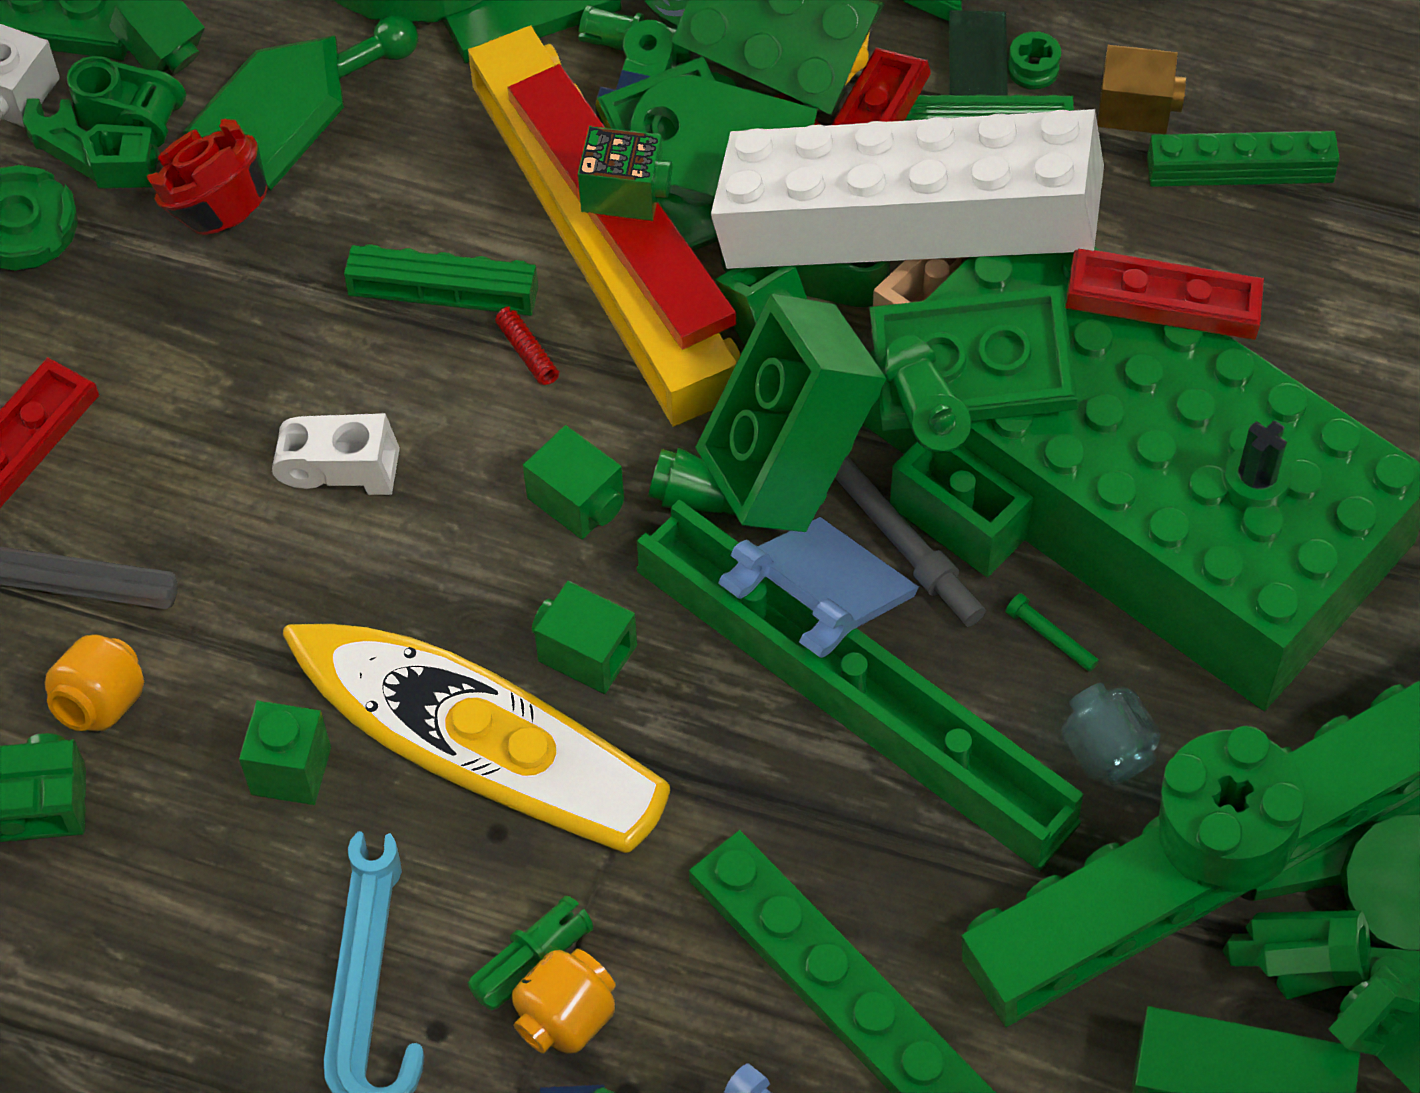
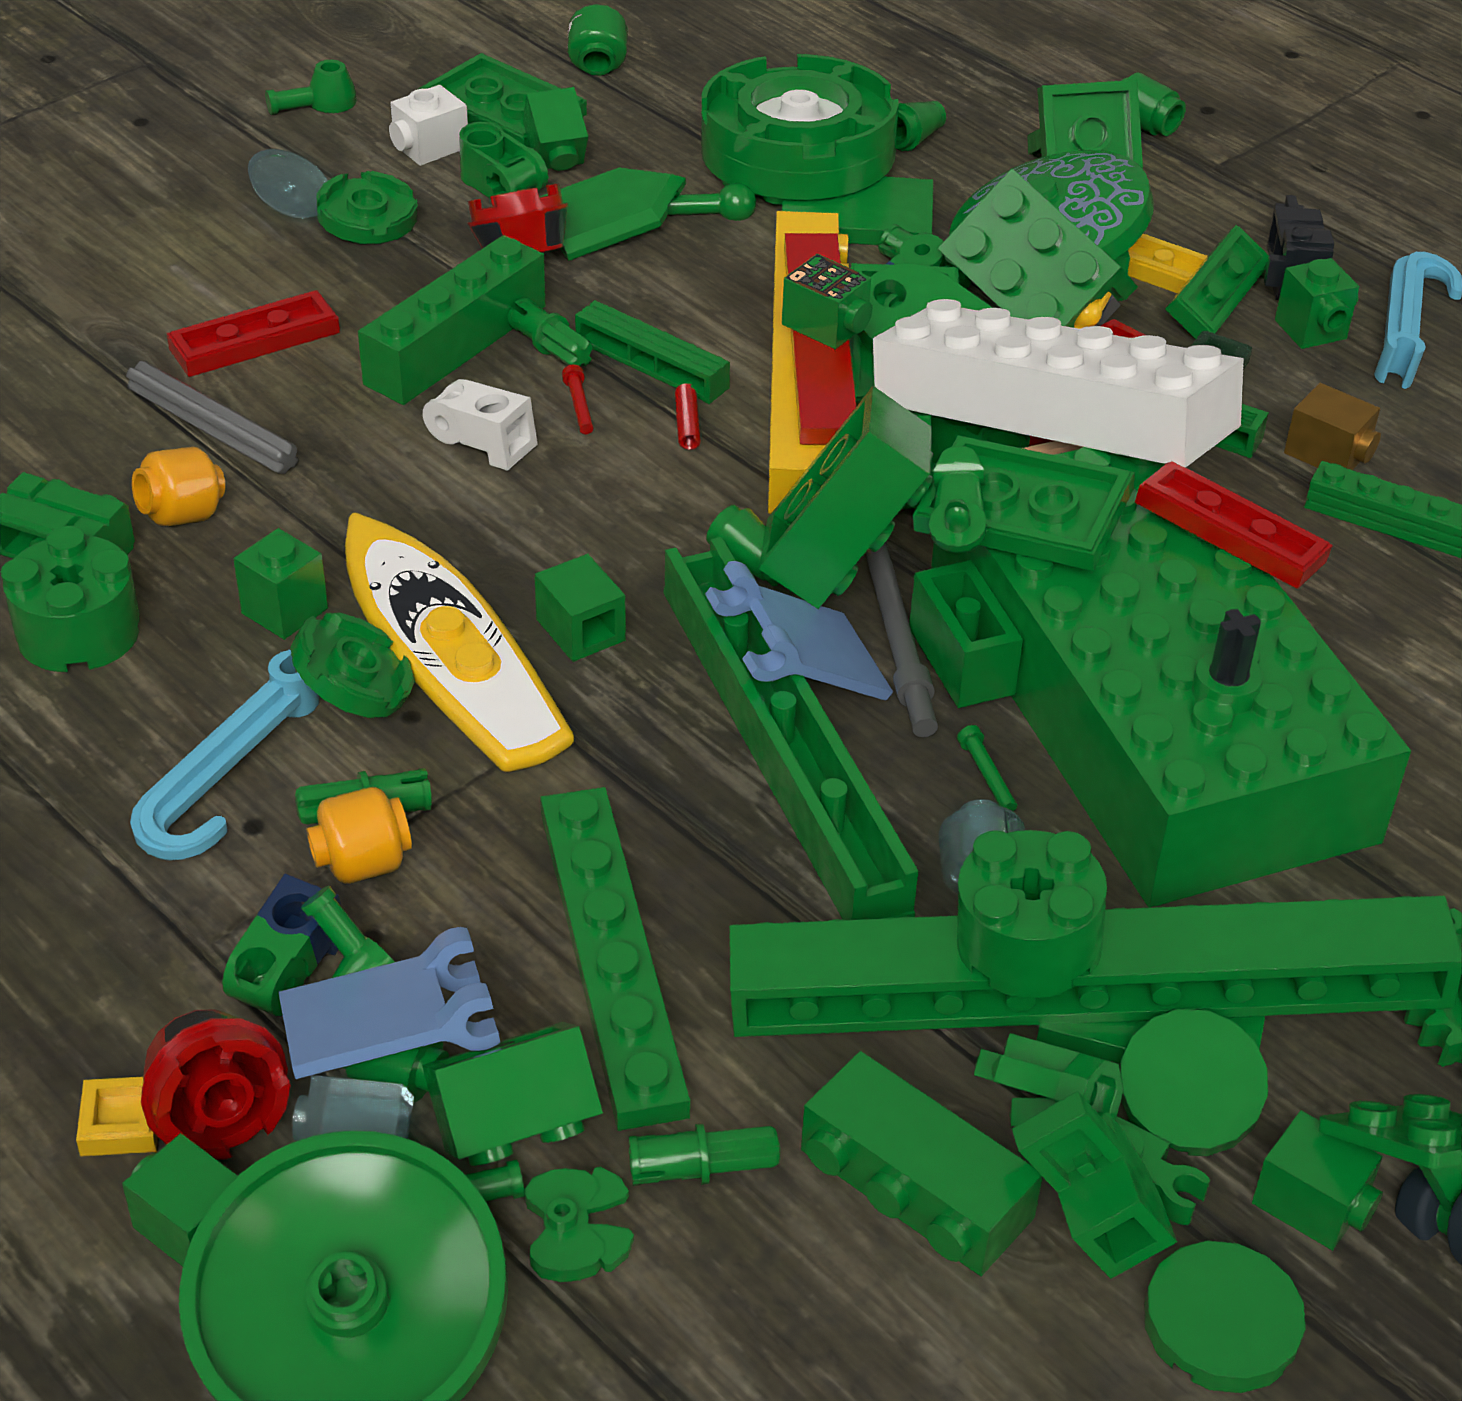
camera: 25 degrees right, 15 degrees down
(96, 876) = (71, 600): none -> green brick
(106, 153) = (453, 185): green piece -> none
(223, 337) = (449, 319): none -> green brick
(329, 305) = (550, 333): none -> green axle
(383, 348) = (573, 378): none -> red piece
(423, 816) = (352, 665): none -> green tile
(574, 482) = (651, 506): green brick -> none
(1034, 45) = (1260, 386): green bush -> none

